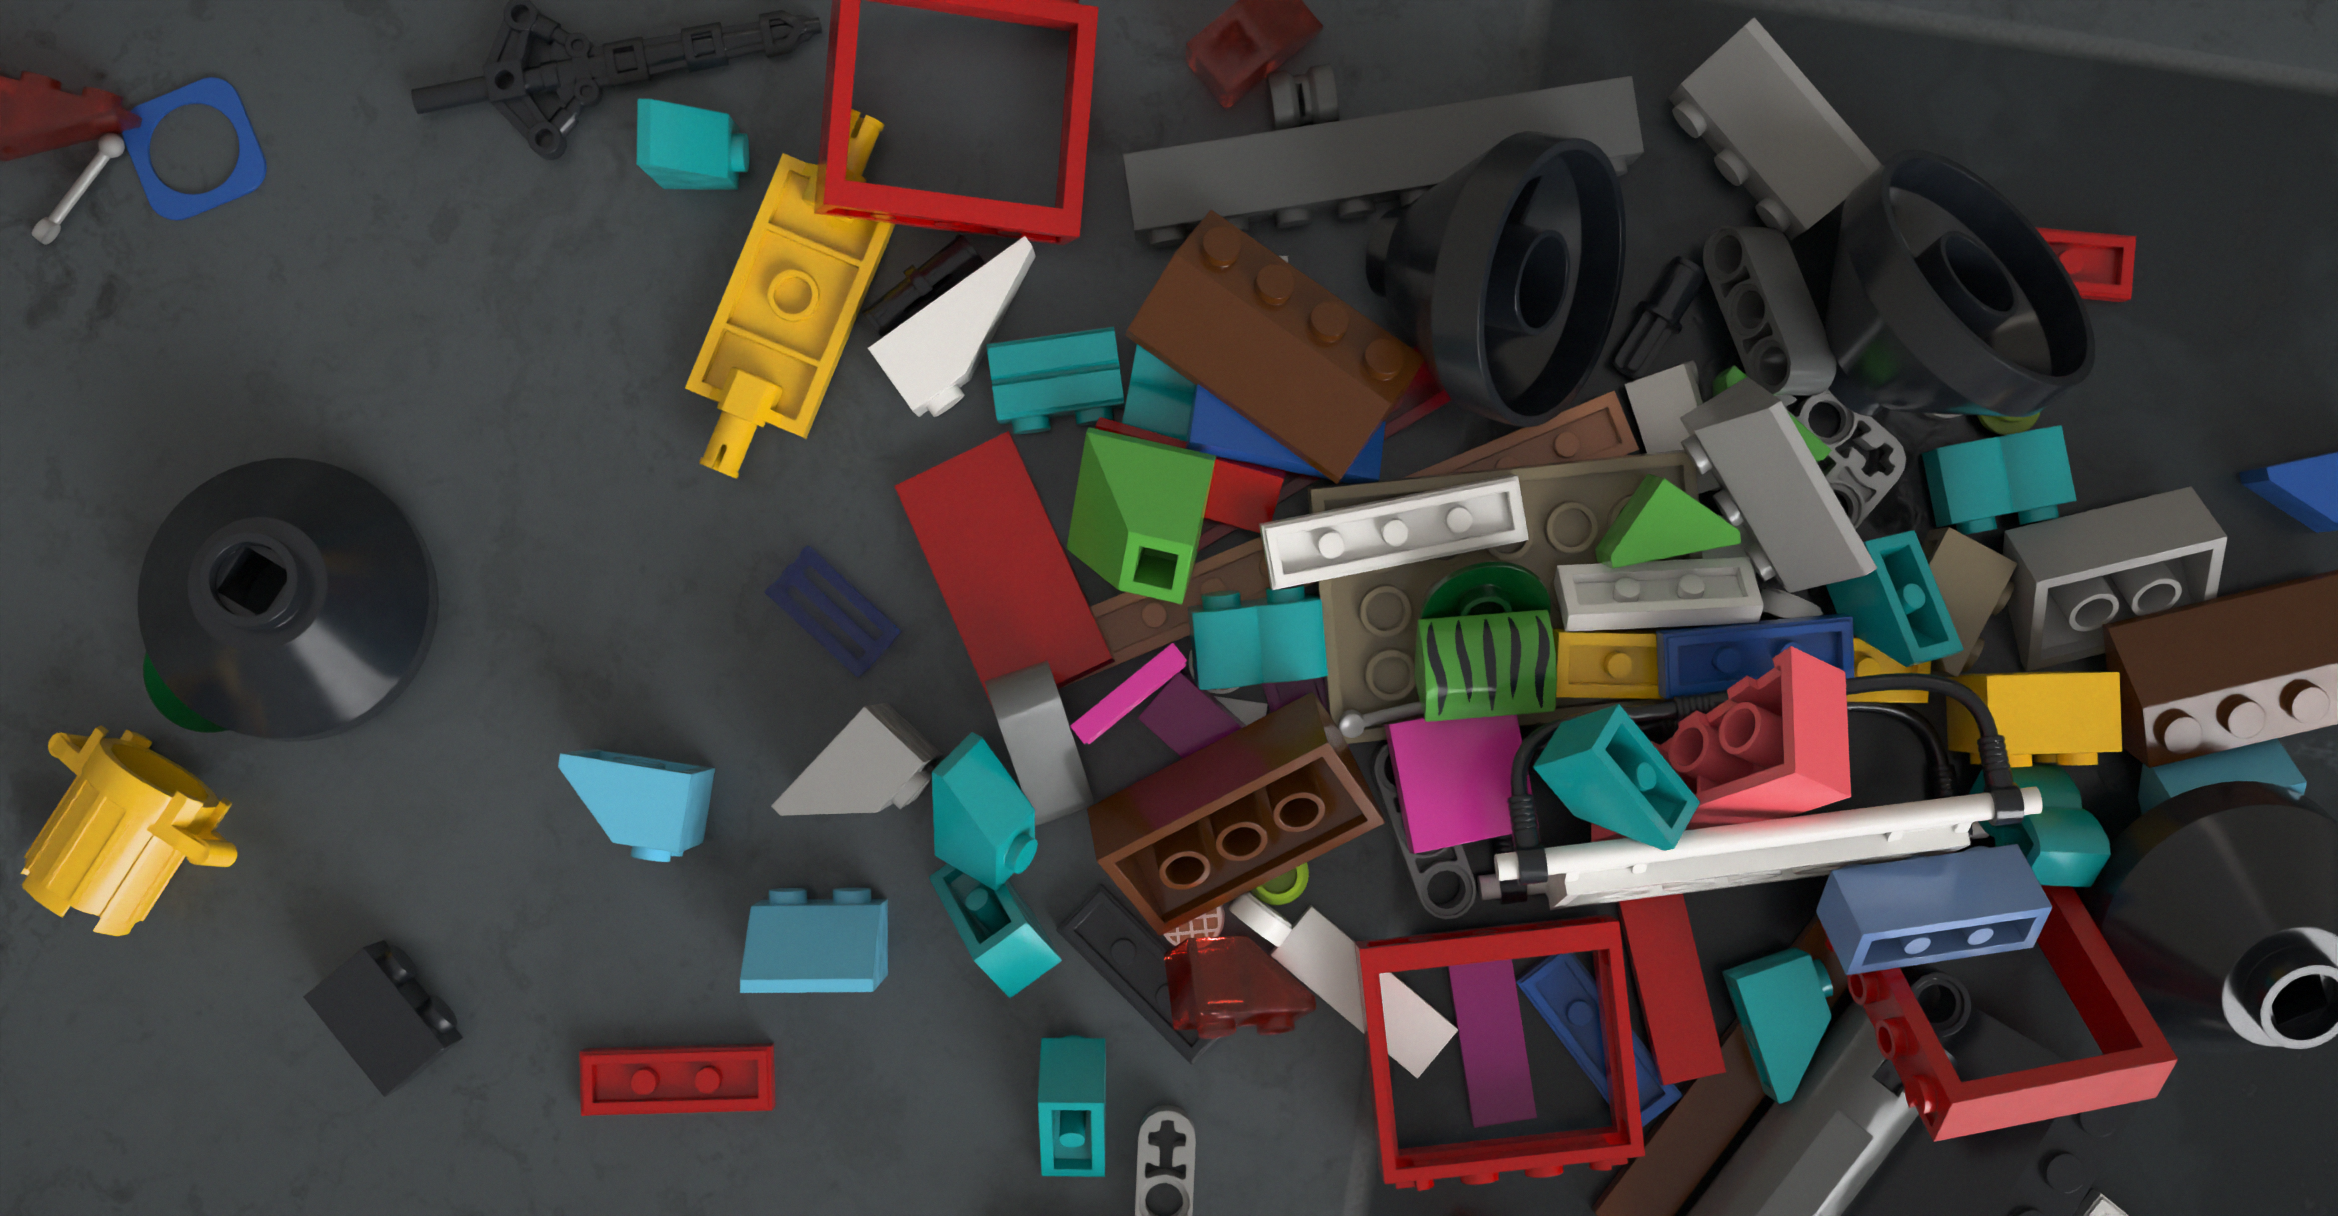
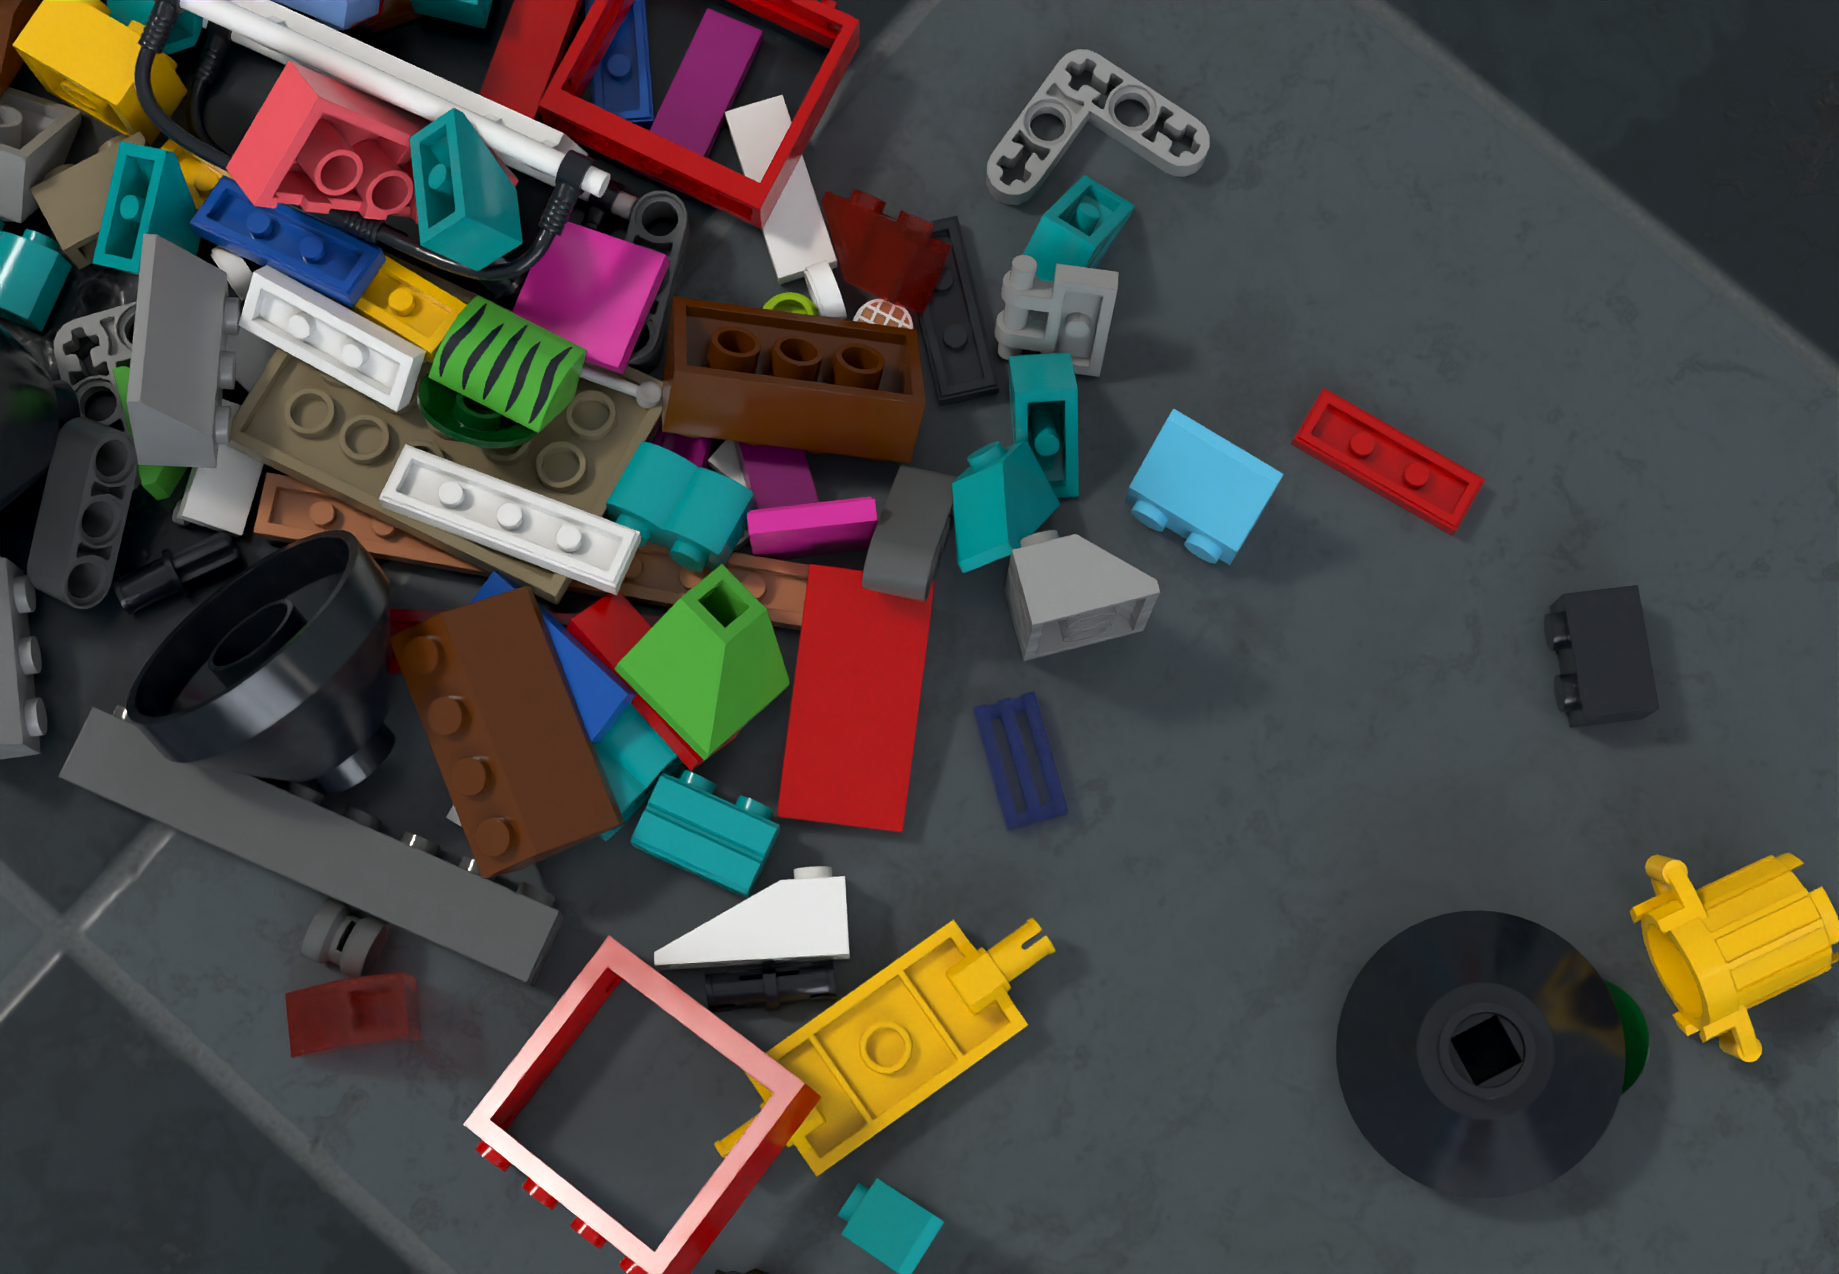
camera: 150 degrees left, 10 degrees down
(642, 800) = (1273, 695): medium azure slope -> none
(1024, 1034) = (1077, 310): none -> light grey plate
(1662, 524) = (294, 387): bright green slope -> none

